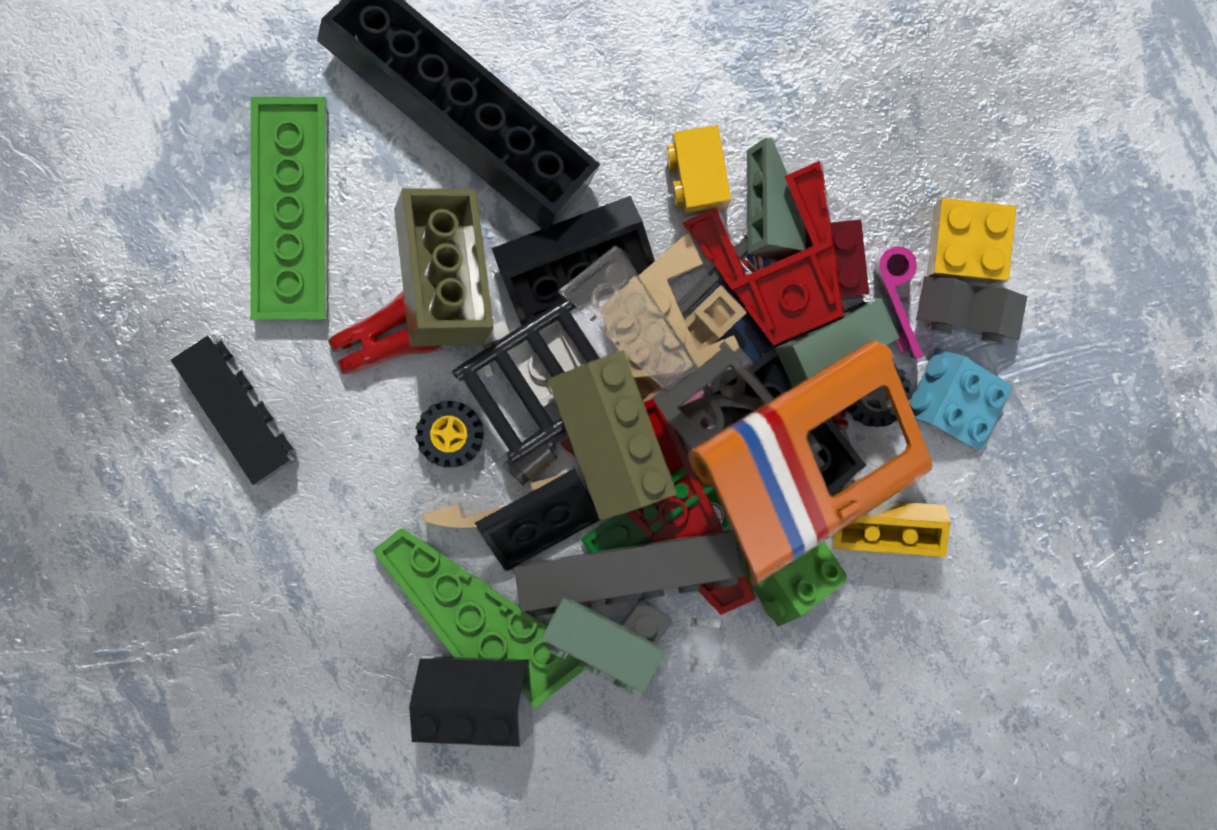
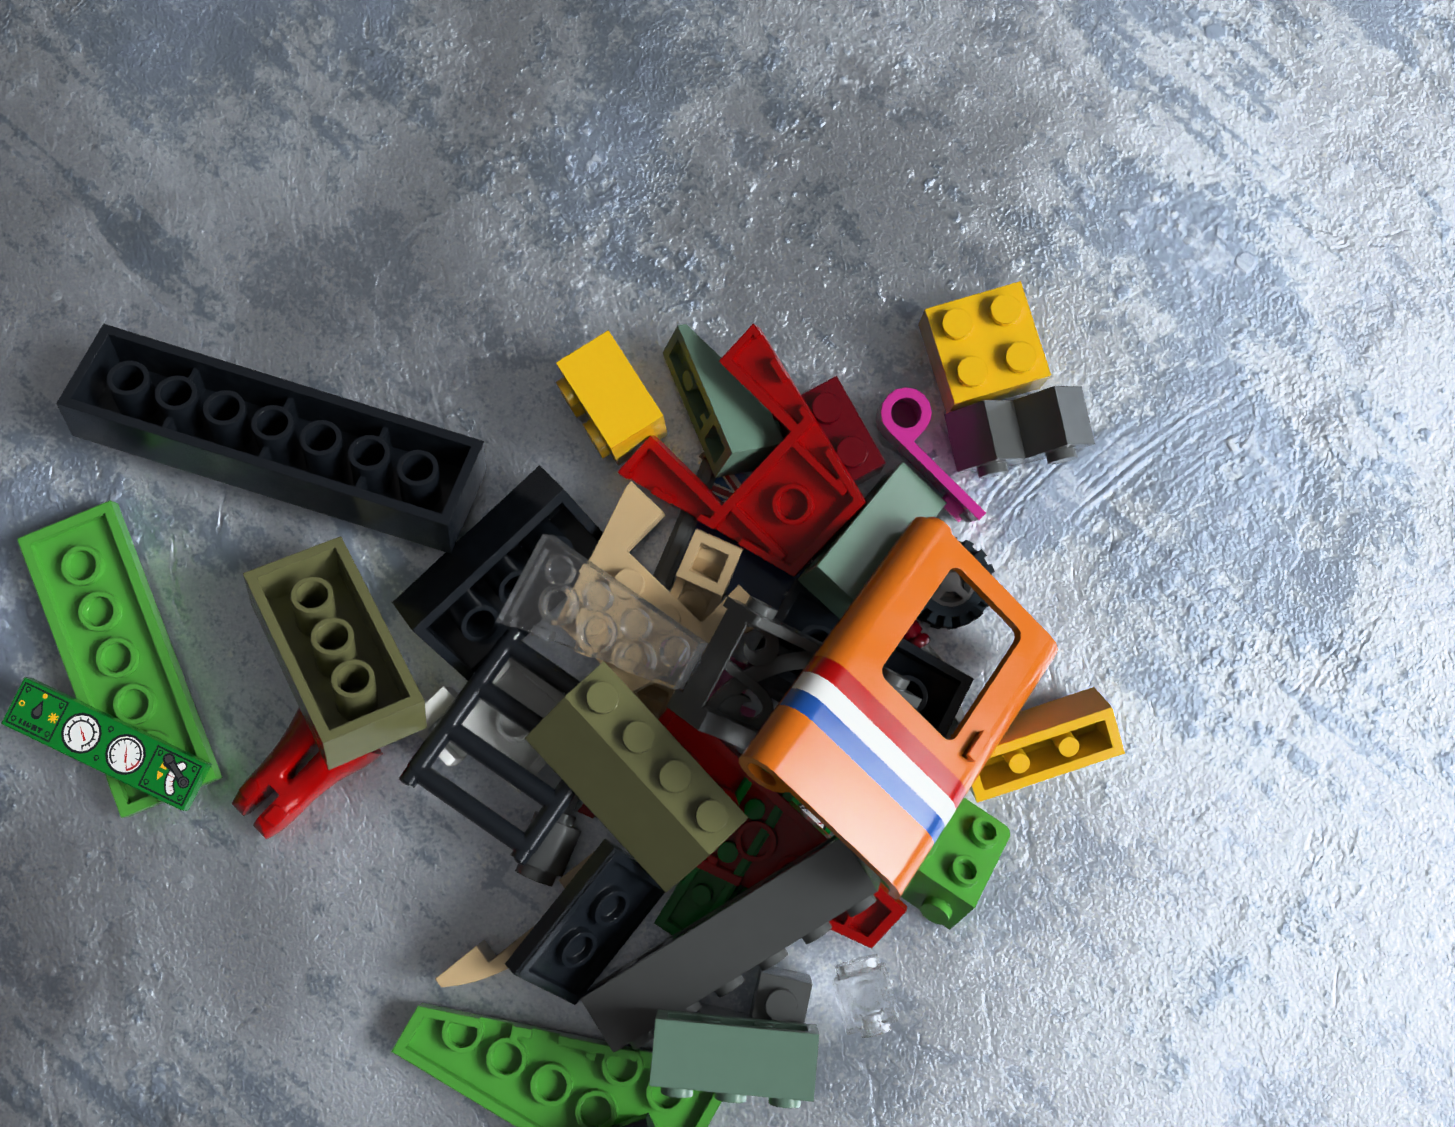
camera: 15 degrees left, 5 degrees down
(234, 410) = (144, 942): black brick -> none
(260, 265) = (106, 743): none -> green tile
(437, 432) = (415, 862): black wheel -> none
(959, 398) = (1052, 546): medium azure bracket -> none

